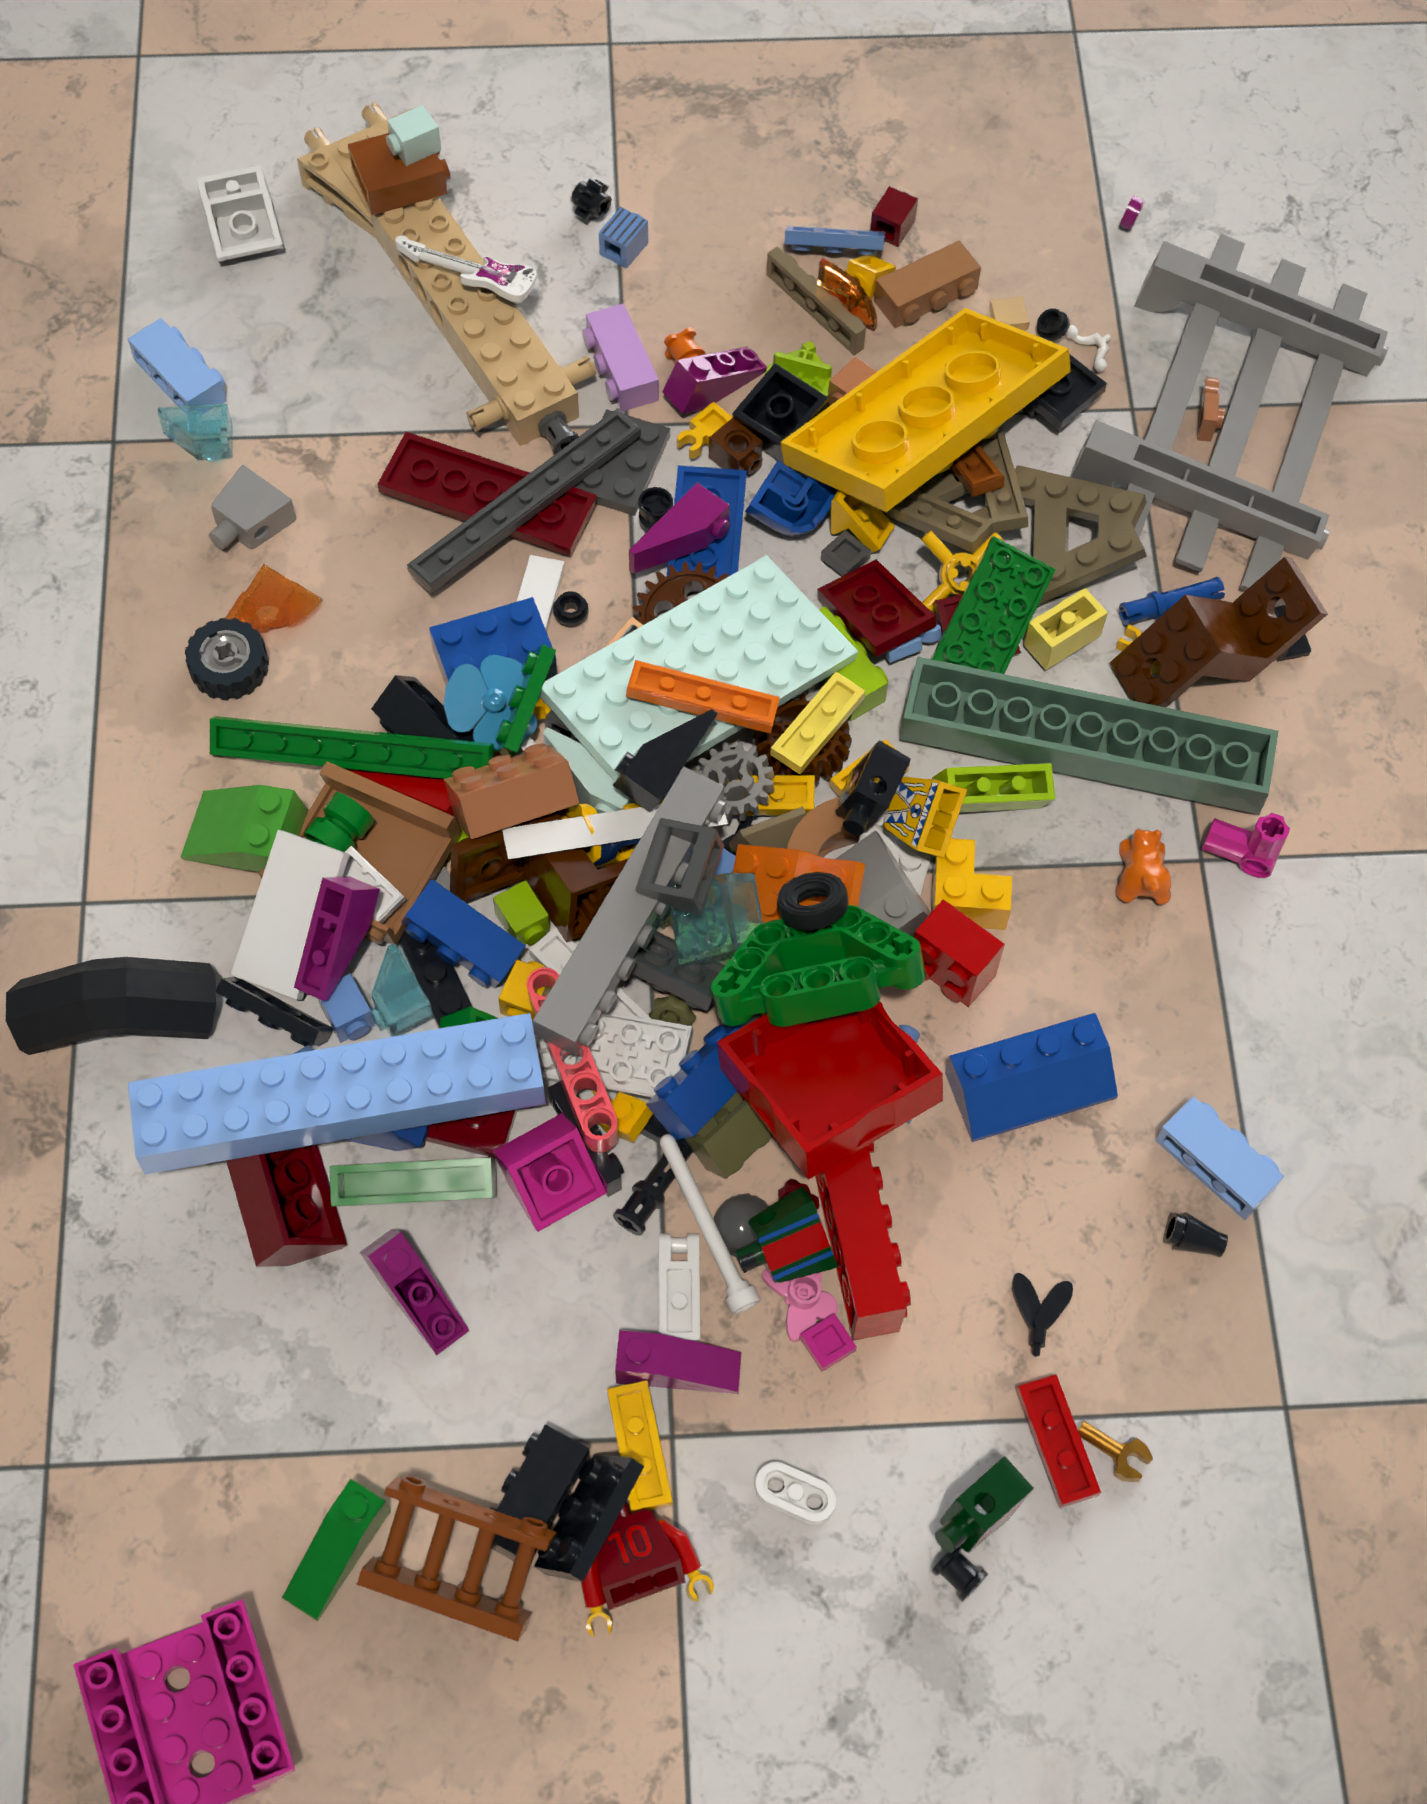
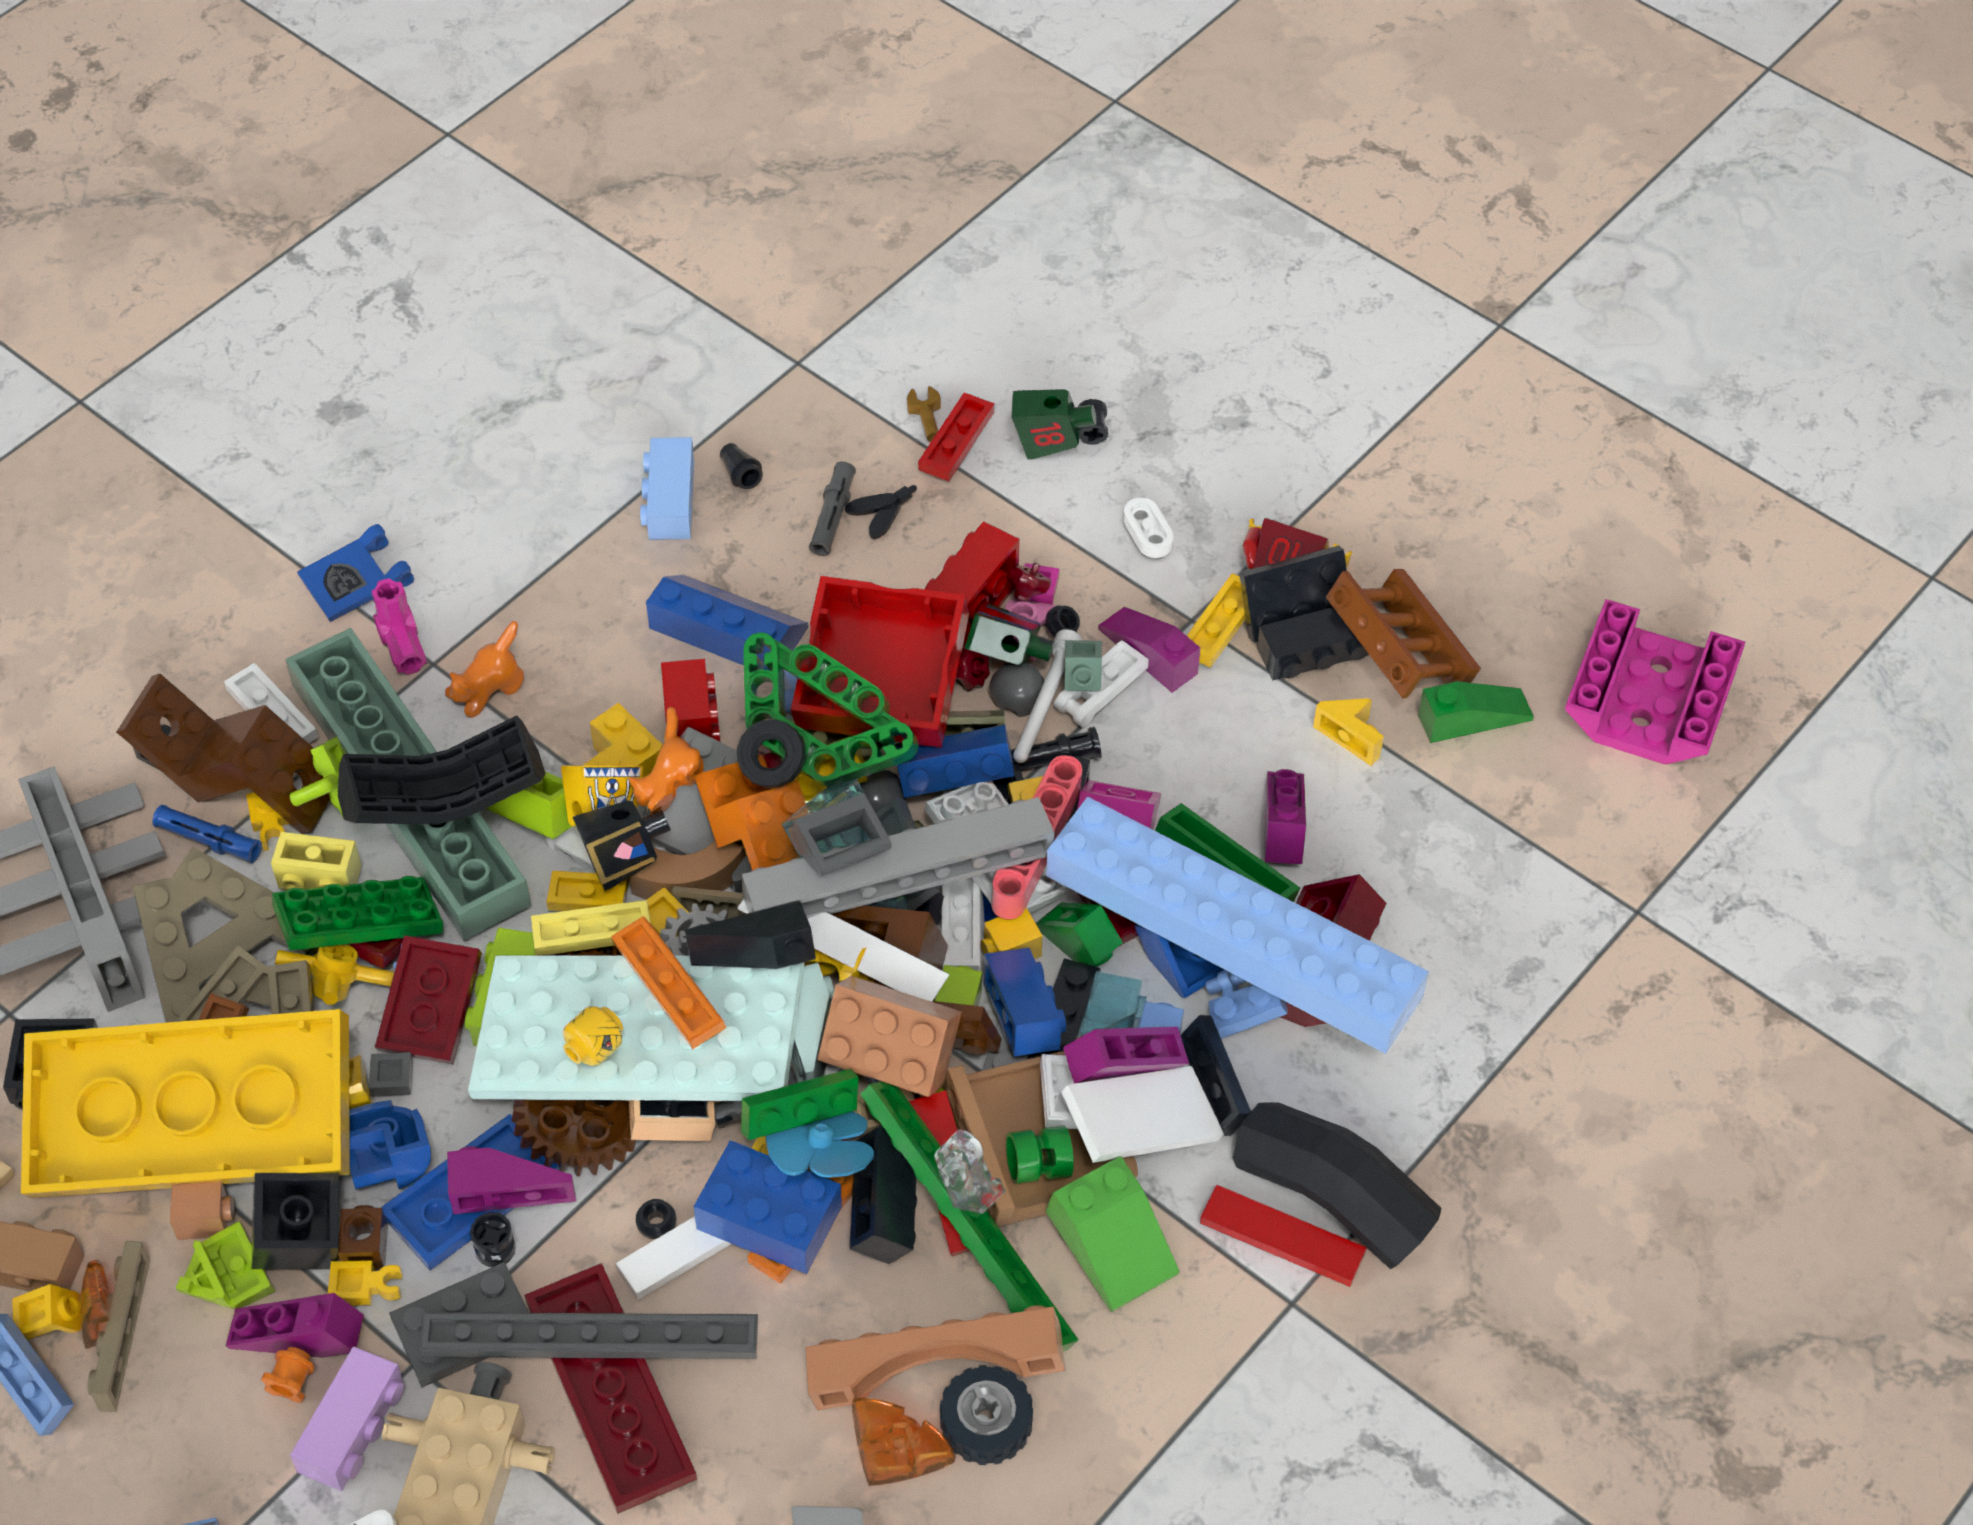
camera: 135 degrees left, 10 degrees down
(130, 936) = (1283, 1235): none -> red tile
(230, 686) = (853, 1368): none -> nougat arch
(370, 755) = (967, 1174): none -> clear leg
(439, 1424) = (1346, 725): none -> yellow slope
(702, 1273) = (1083, 665): none -> sand green bracket
(708, 618) = (592, 1035): none -> yellow head
(759, 1318) = (1062, 618): none -> black plate
(825, 1315) = (1029, 581): none -> dark red piece
(885, 856) = (673, 768): none -> orange animal
(1030, 704) = (441, 783): none -> black piece
(1084, 1277) = (835, 496): none -> dark grey pin
(1139, 686) = (326, 762): none -> lime plate
(1287, 717) = (253, 689): none -> white plate
(1350, 867) = (350, 574): none -> blue flag

